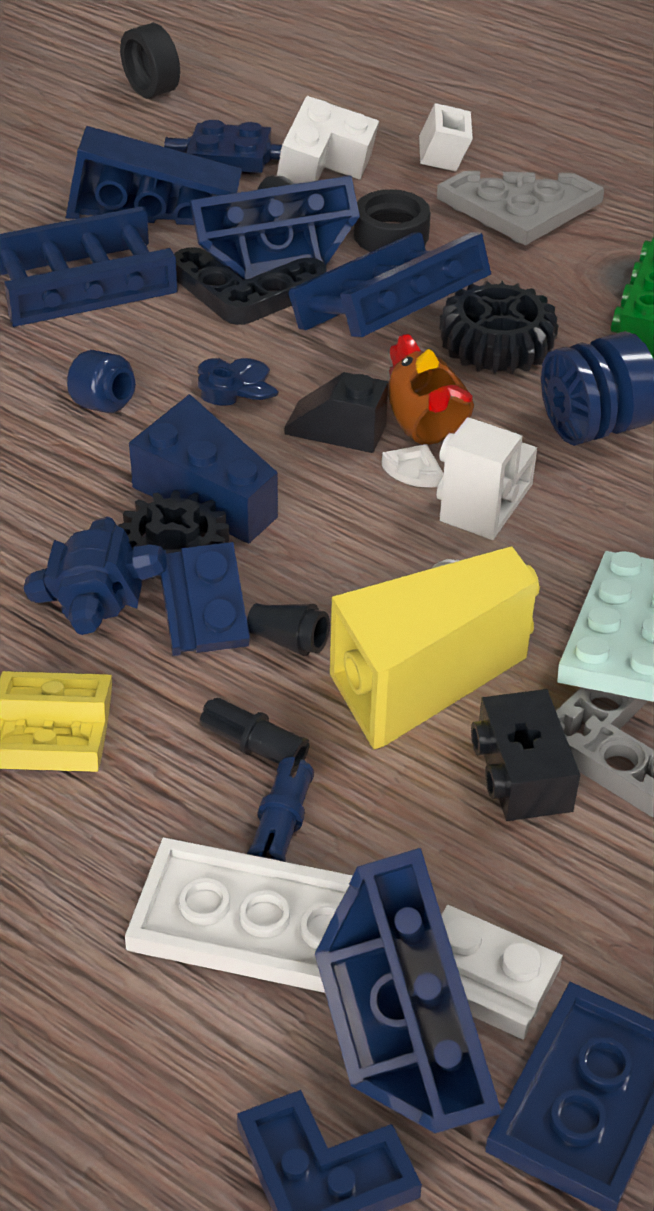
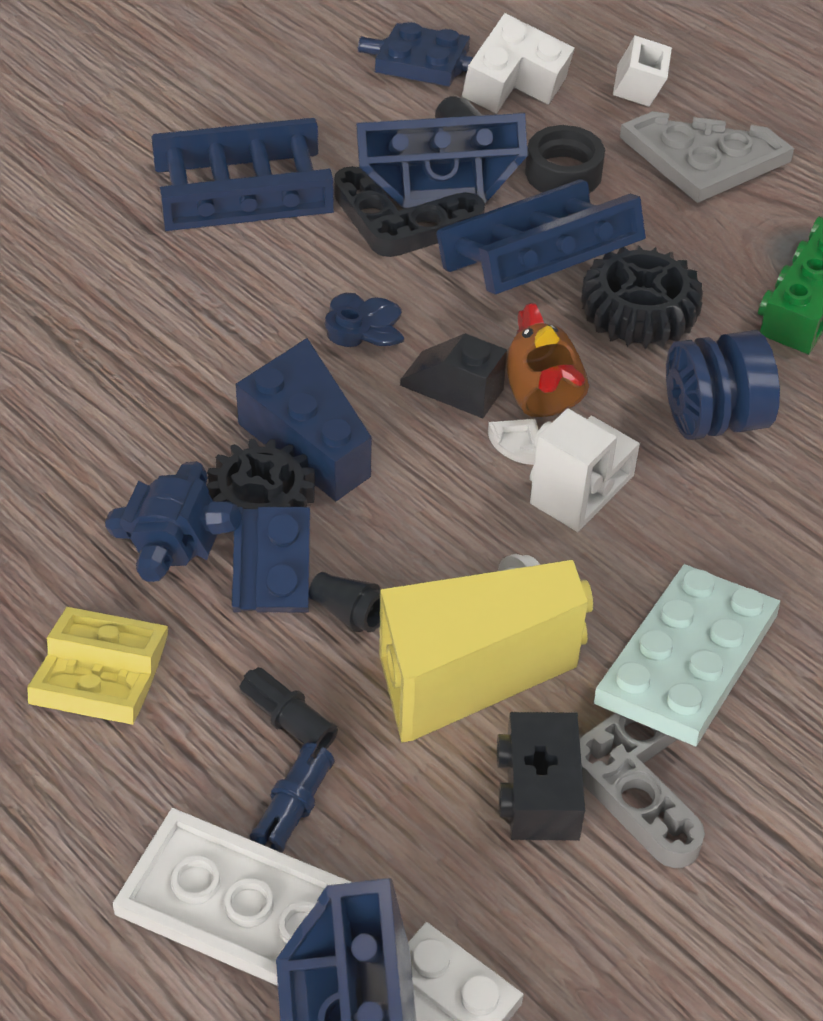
camera: 10 degrees right, 5 degrees up
(101, 381) = (230, 306): dark blue head -> none
(129, 173) = (314, 81): dark blue wedge -> none

